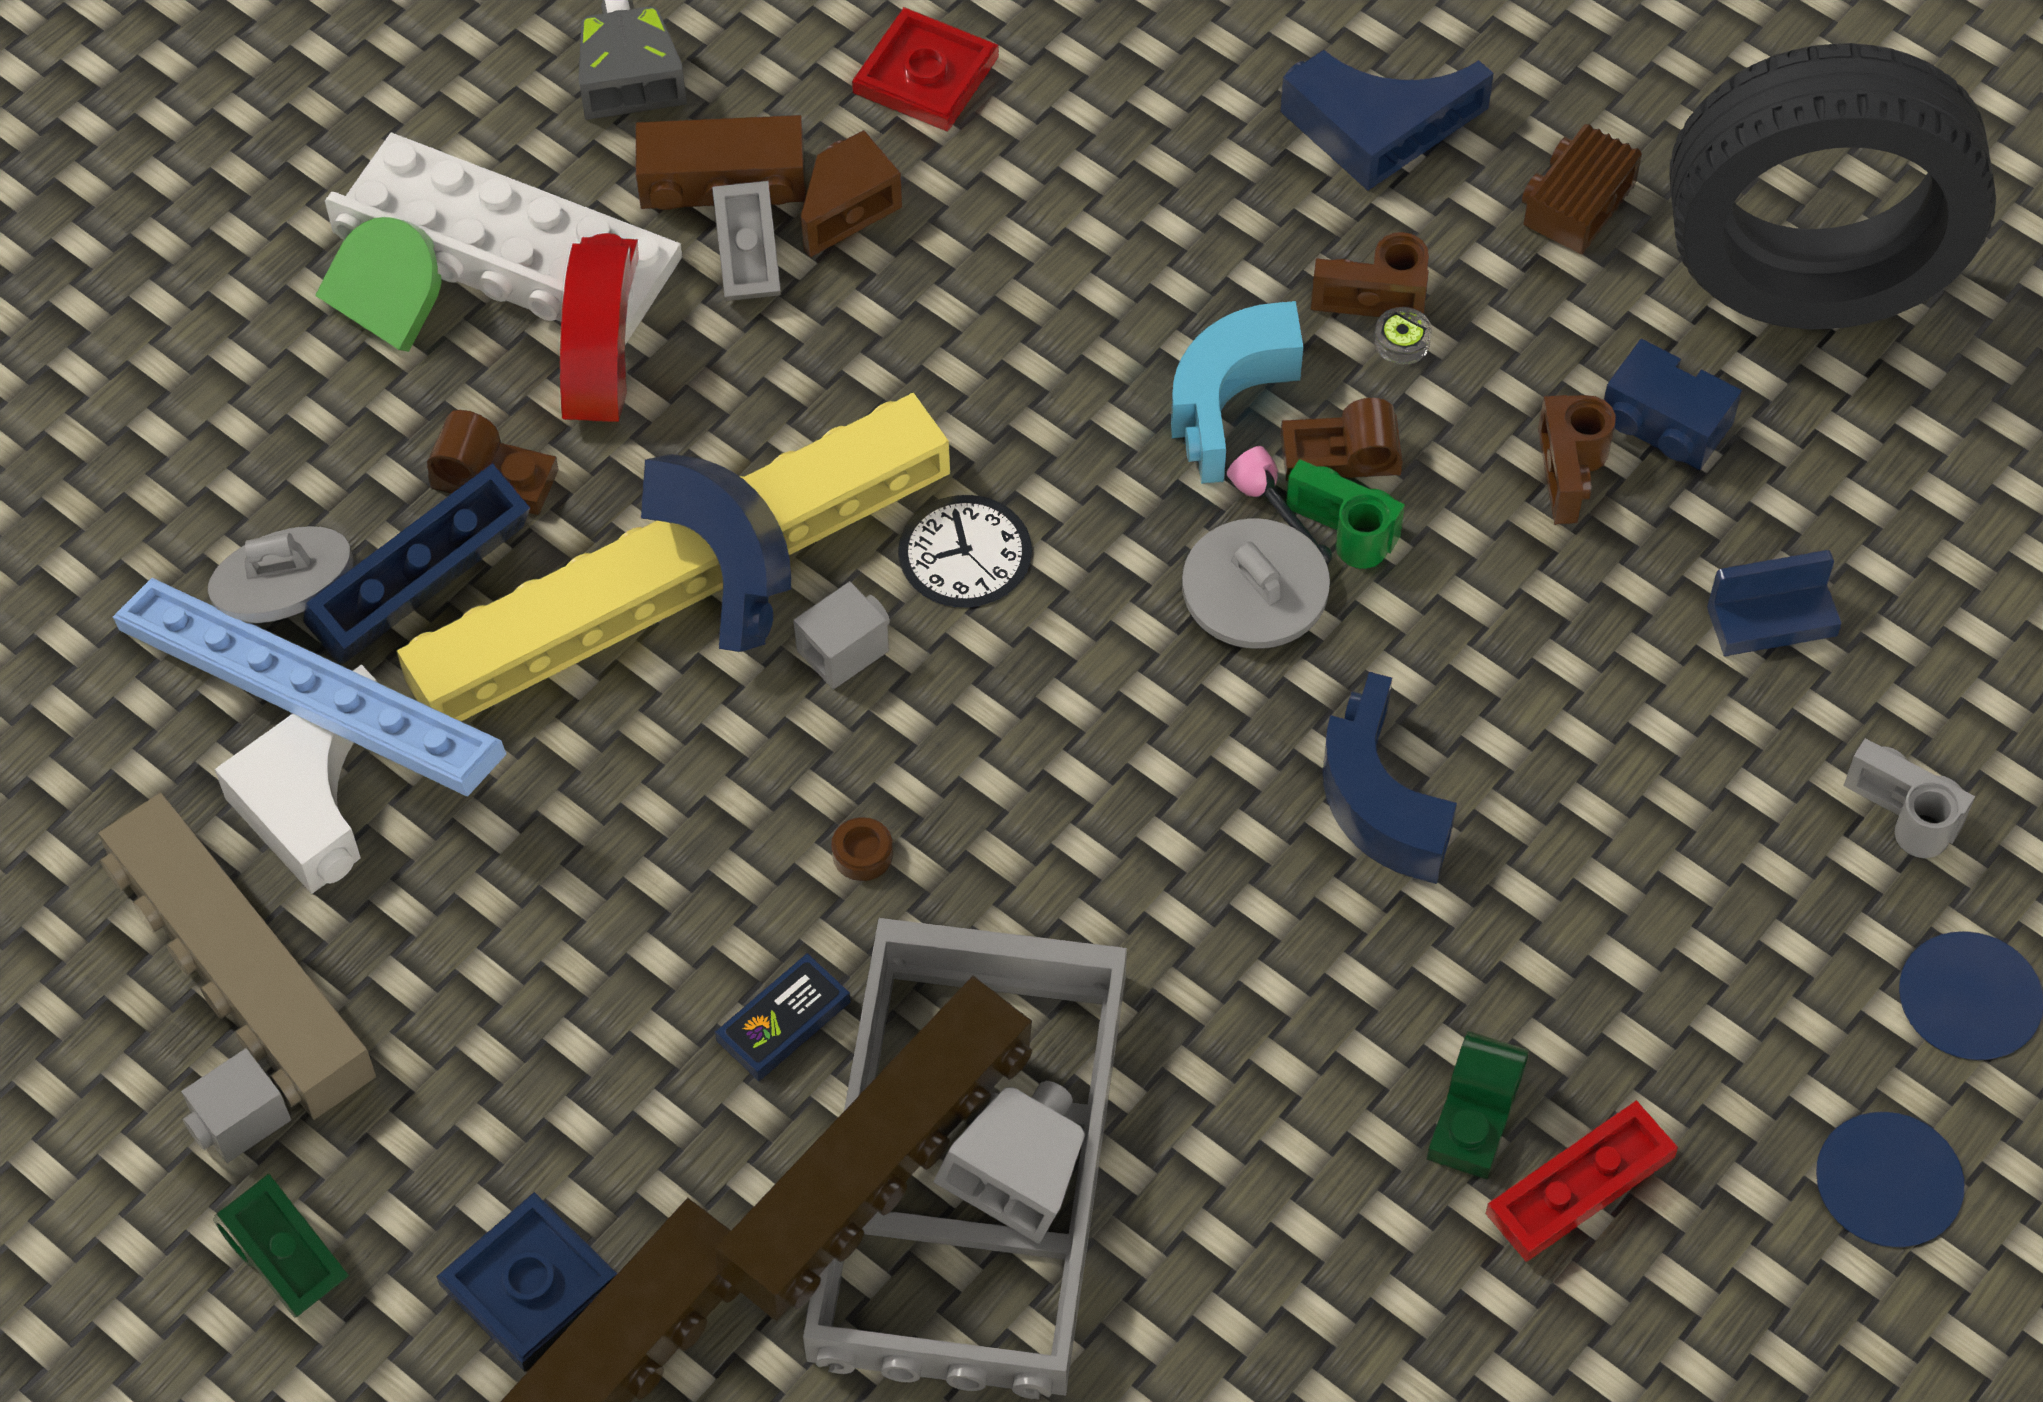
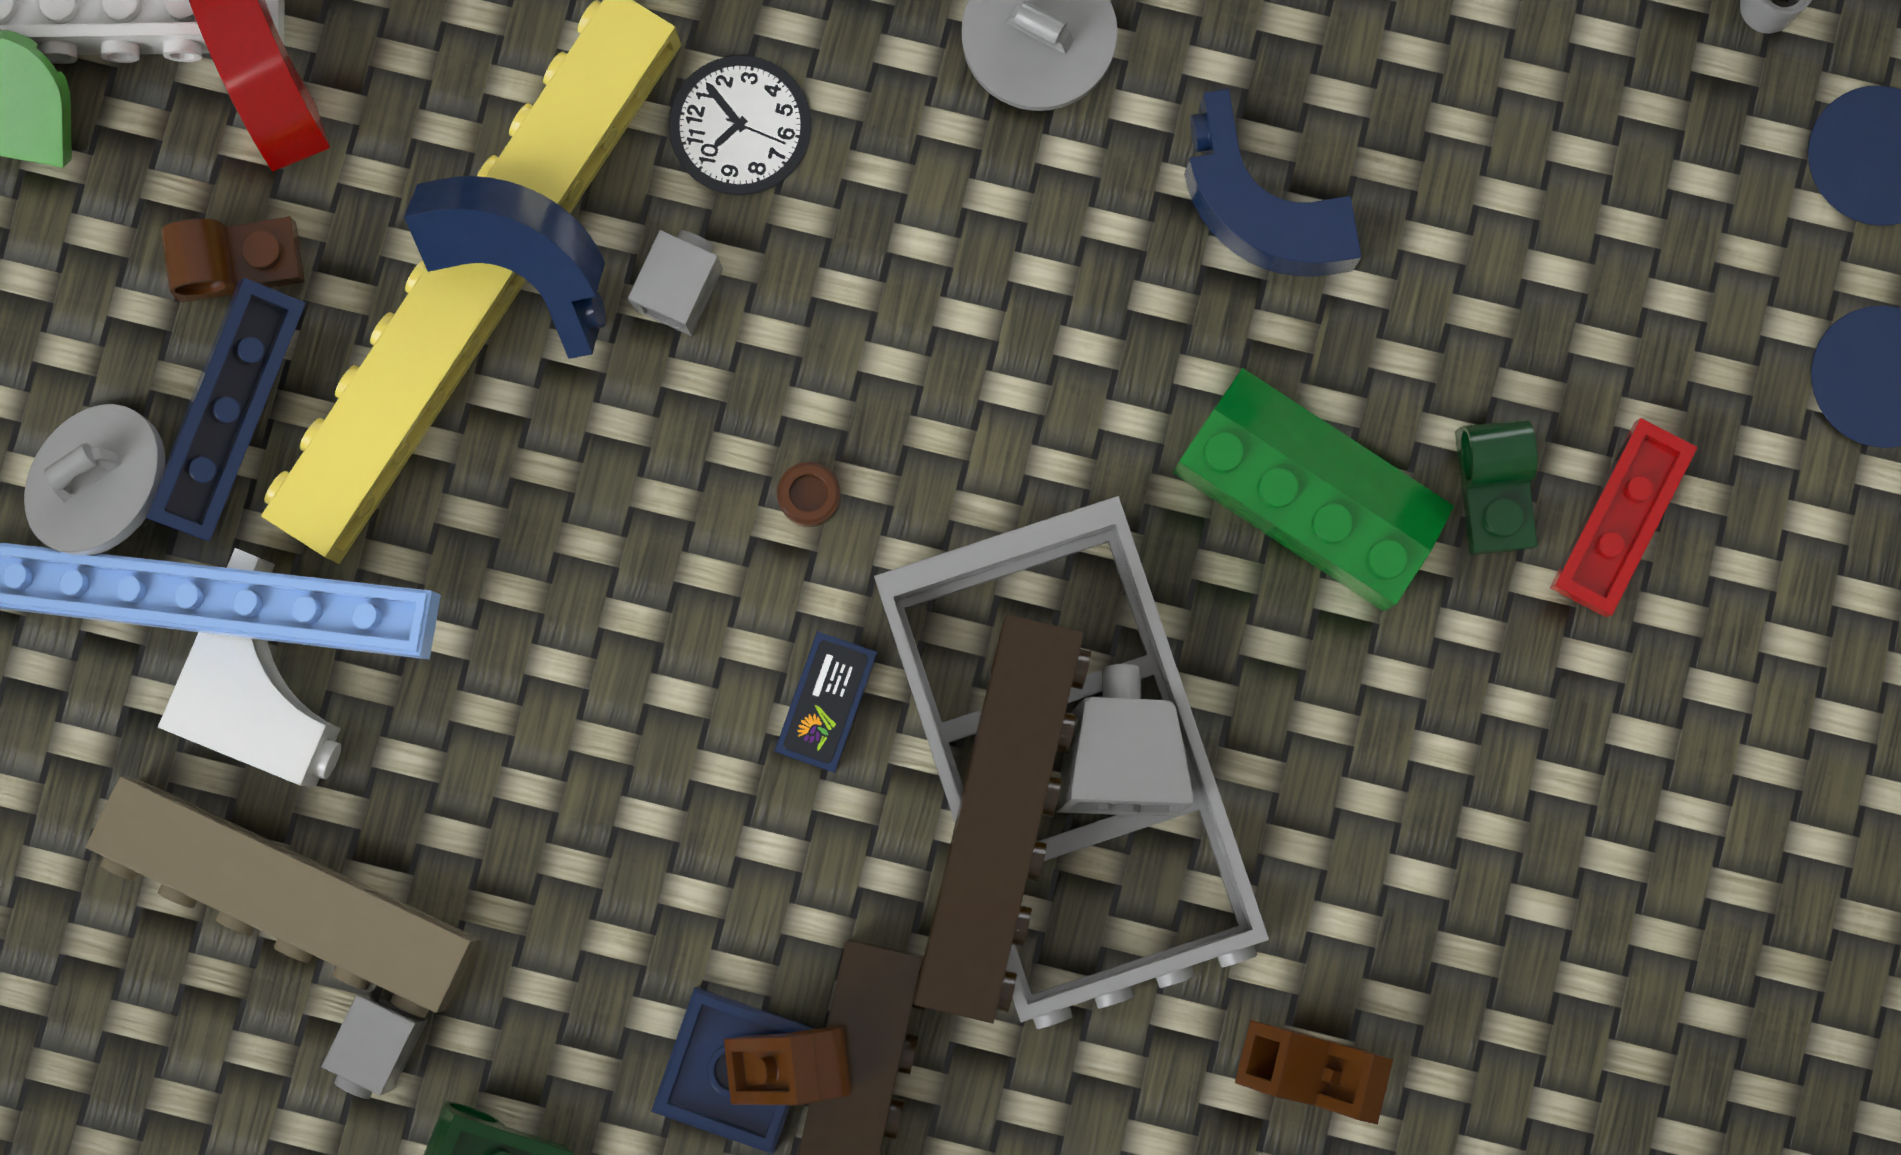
camera: 25 degrees left, 25 degrees up
(582, 1266) = (788, 1067): none -> reddish brown plate
(1305, 1034) = (1314, 490): none -> green slope

